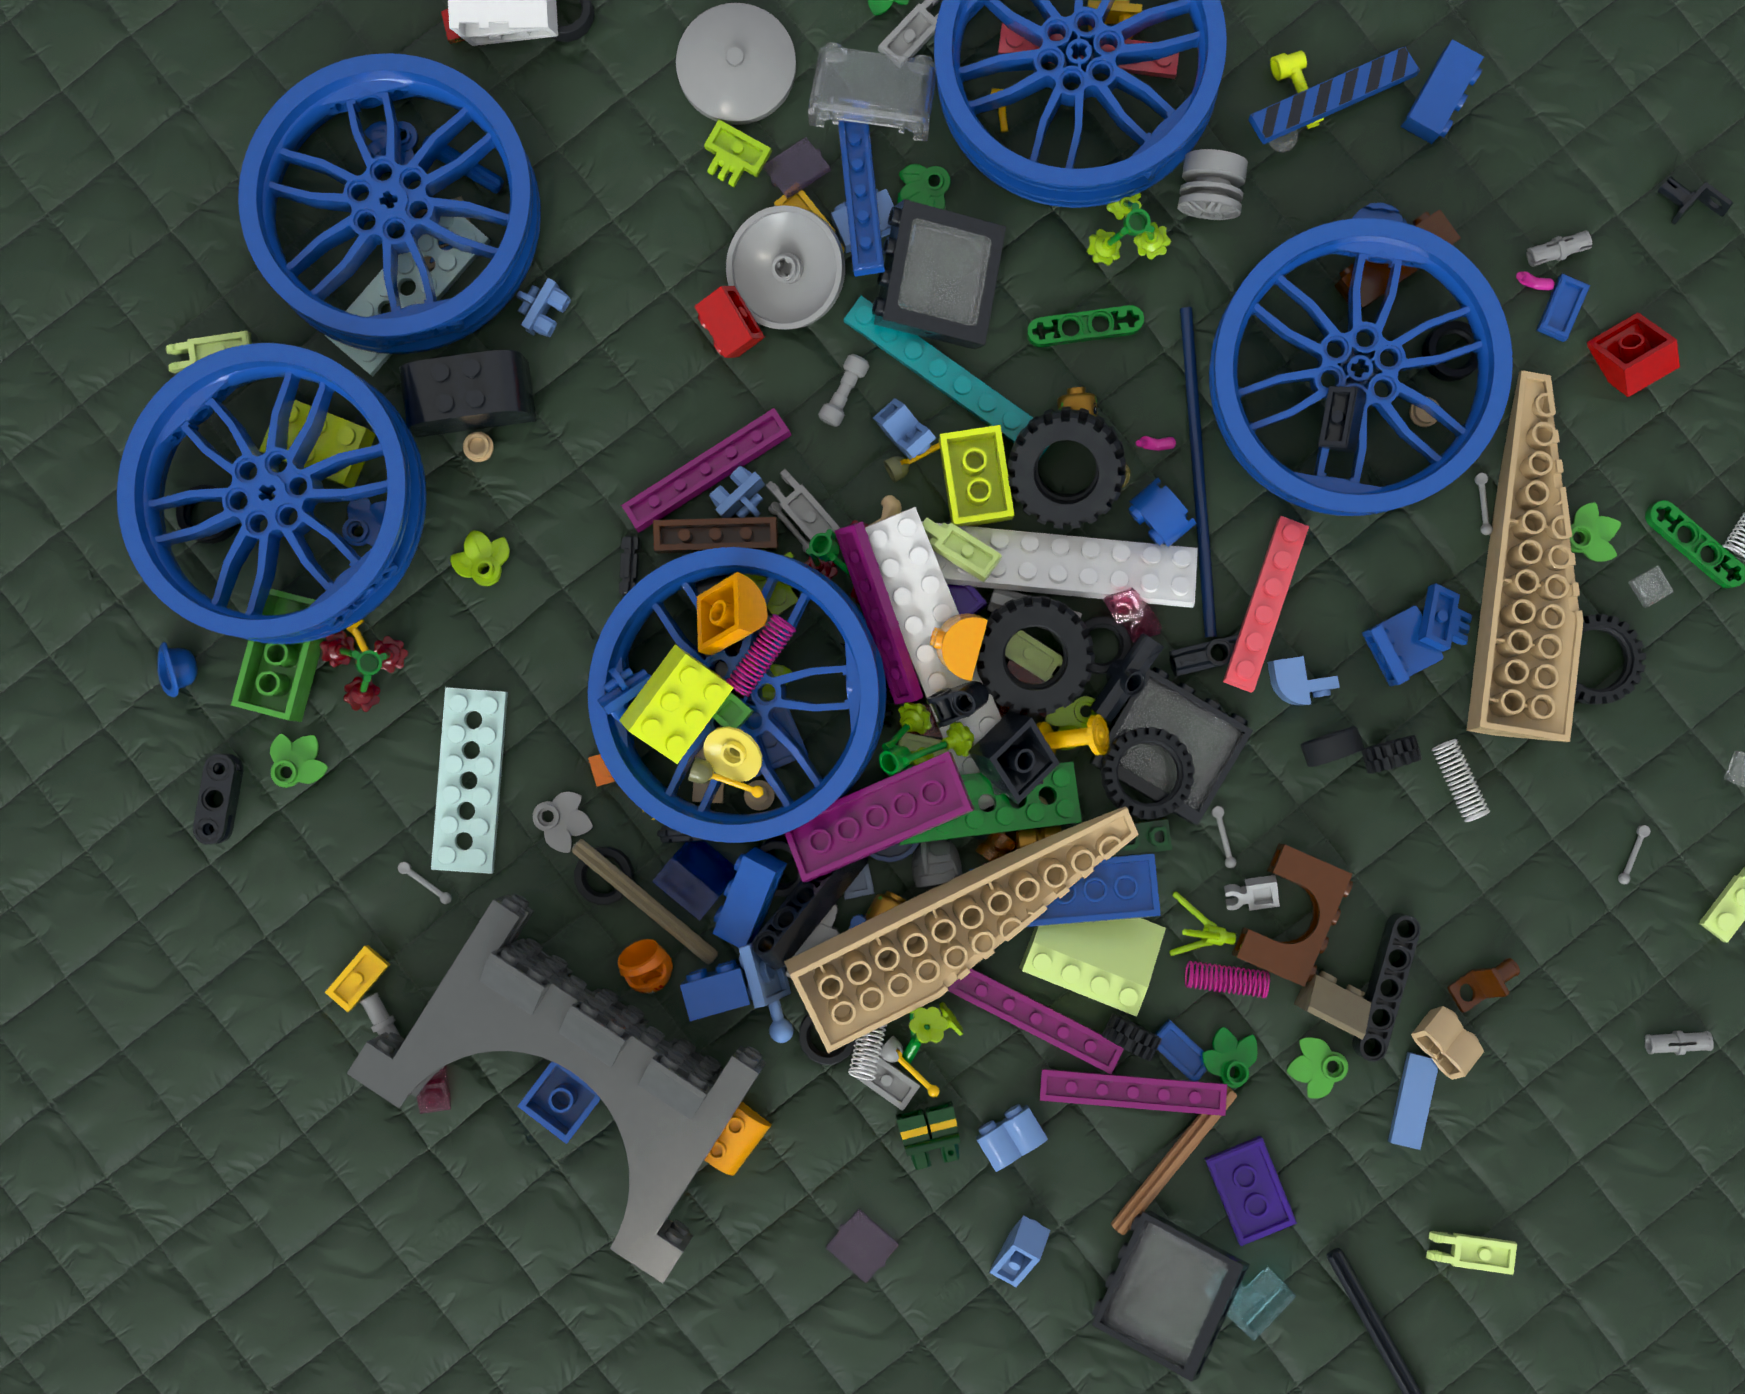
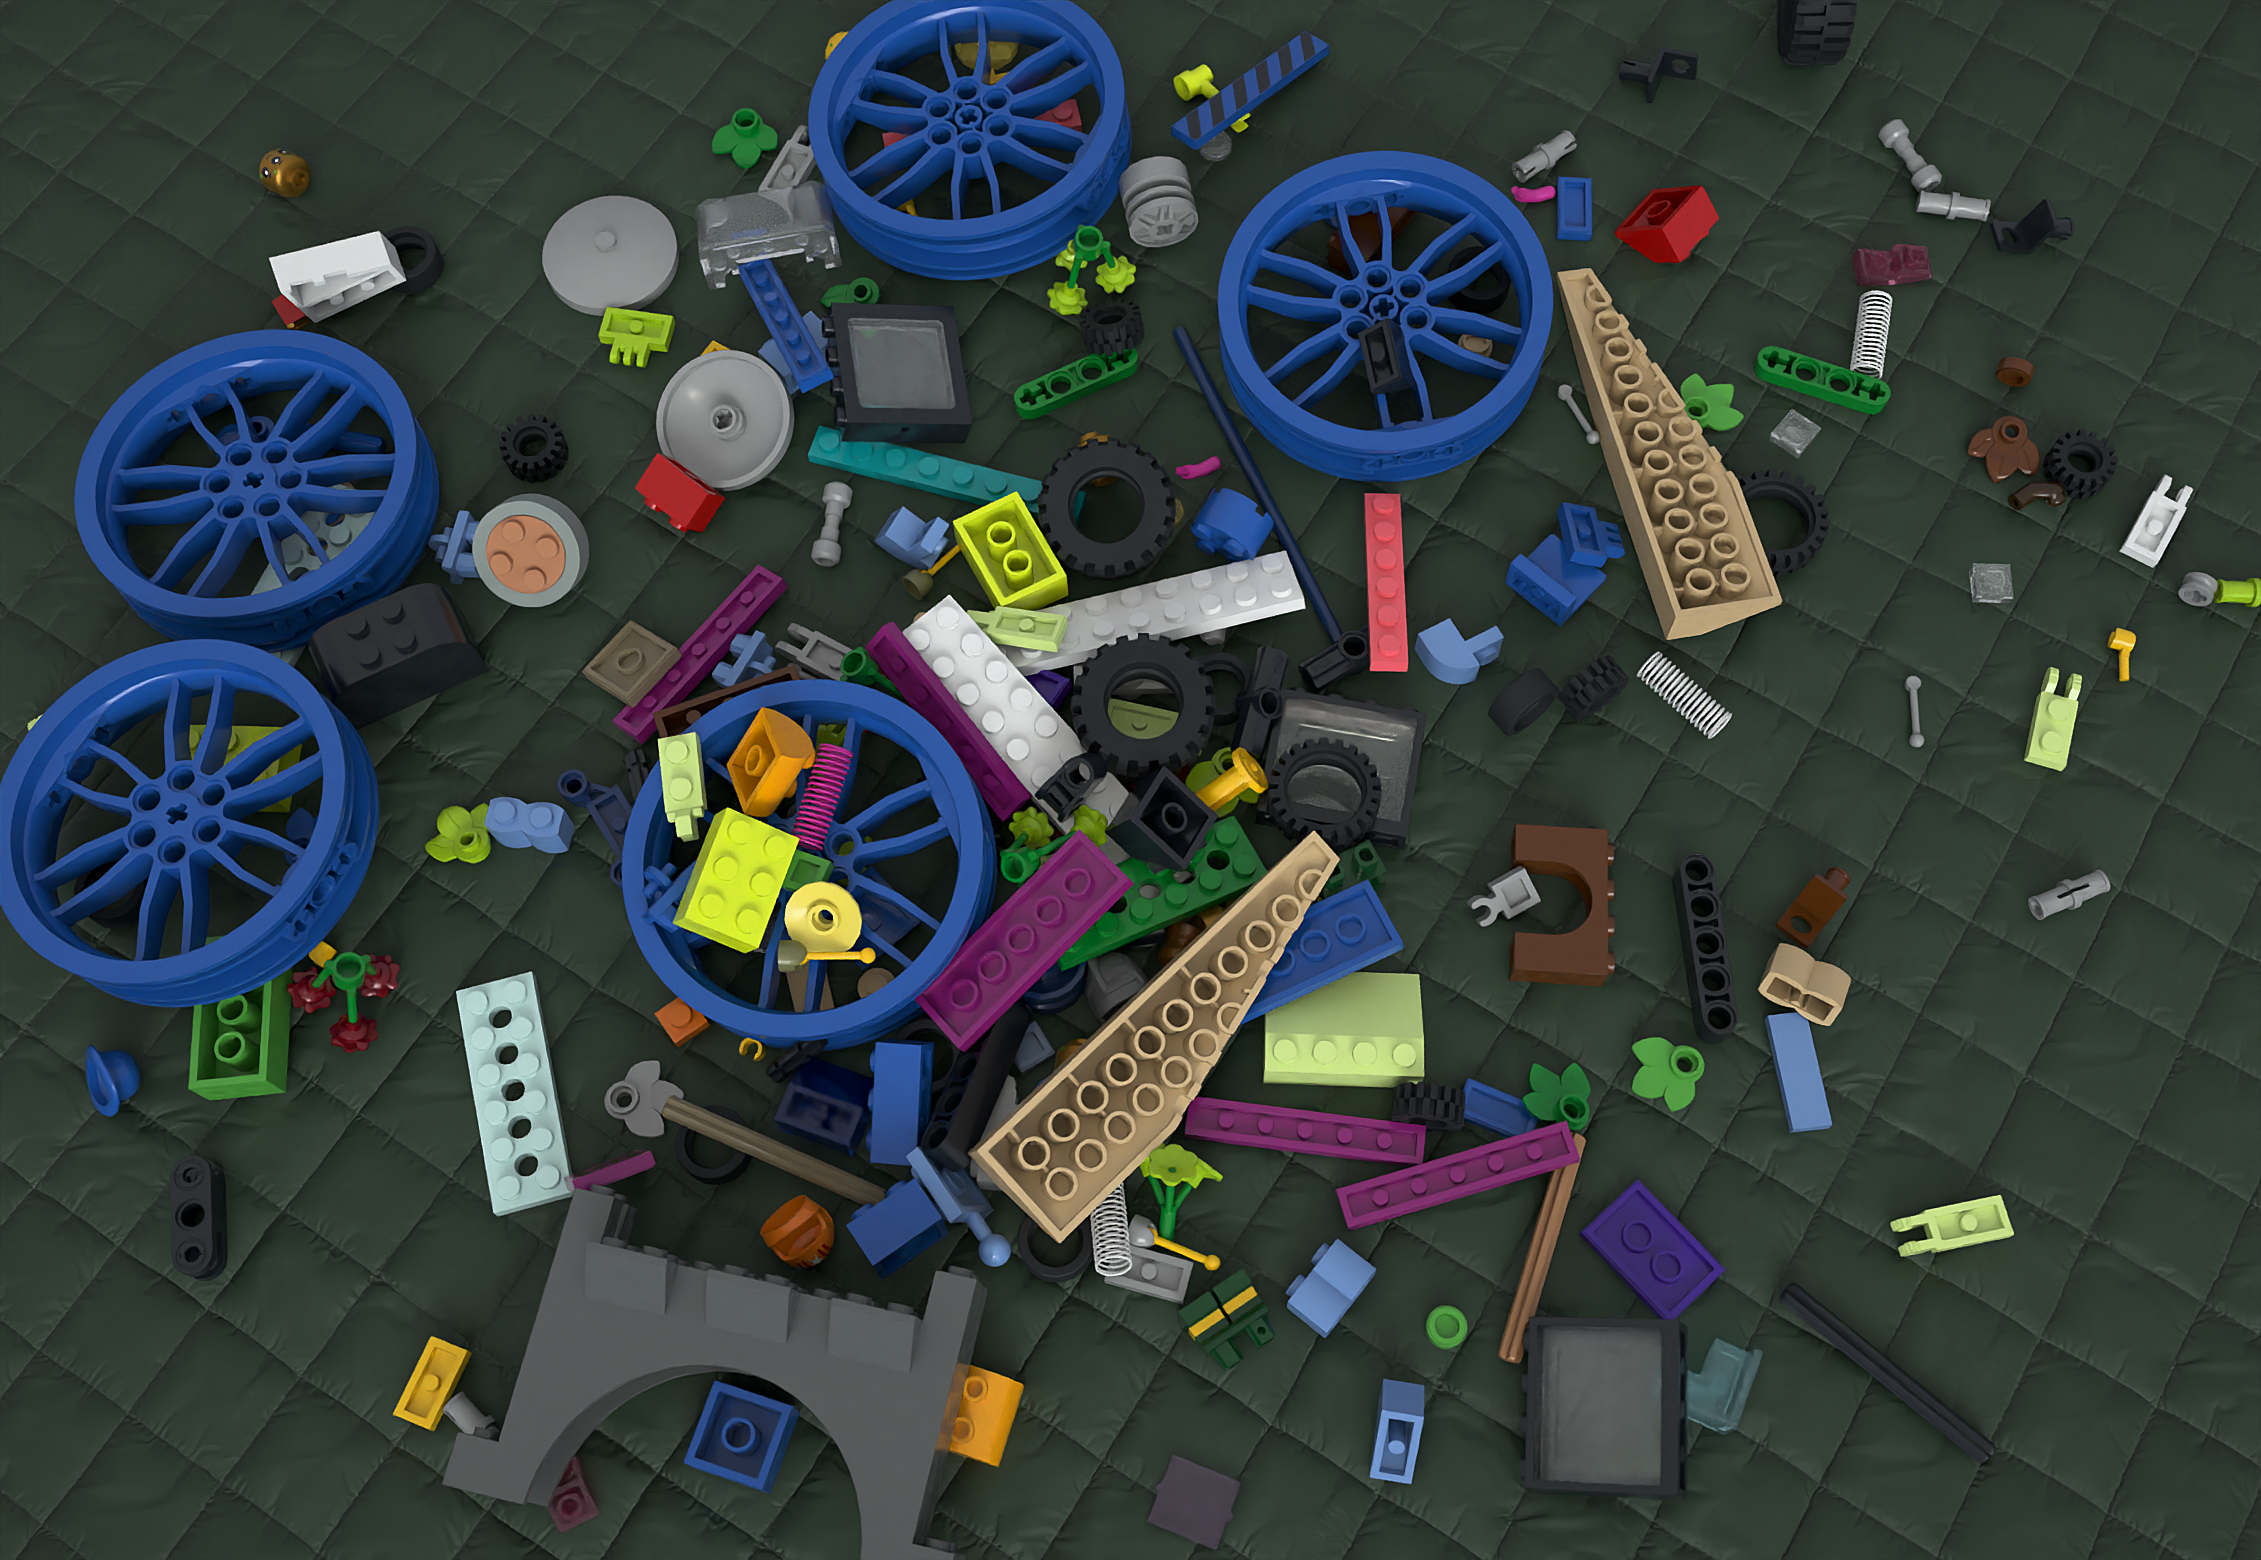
camera: 15 degrees left, 20 degrees down
(298, 756) = (291, 1136): bright green plate -> none
(405, 868) = (461, 1227): light grey hinge -> none
(478, 446) = (426, 715): tan plate -> none
(521, 876) = (611, 1170): none -> magenta tile
(529, 570) = (525, 825): none -> medium blue brick
(596, 338) = (530, 550): none -> wheel
(599, 586) = (607, 808): none -> dark blue plate
(610, 221) = (531, 431): none -> black tyre
(649, 460) = (632, 663): none -> dark tan tile
(659, 605) = (683, 783): none -> yellowish green hinge
(796, 168) = (707, 327): clear purple piece -> none
(959, 643) = (1049, 713): light orange brick -> none
(1082, 1190) = (1446, 1327): none -> bright green tile
(1131, 277) = (1111, 326): none -> black tyre
(1133, 613) = (1237, 634): clear pink slope -> none
(1210, 935) = (1474, 960): lime plant -> none
(1217, 812) = (1426, 827): light grey hinge -> none
(1230, 980) = (1473, 1016): dark pink piece -> none
(1335, 1004) = (1652, 987): dark tan slope -> none
(1443, 92) = (1362, 57): blue brick -> none

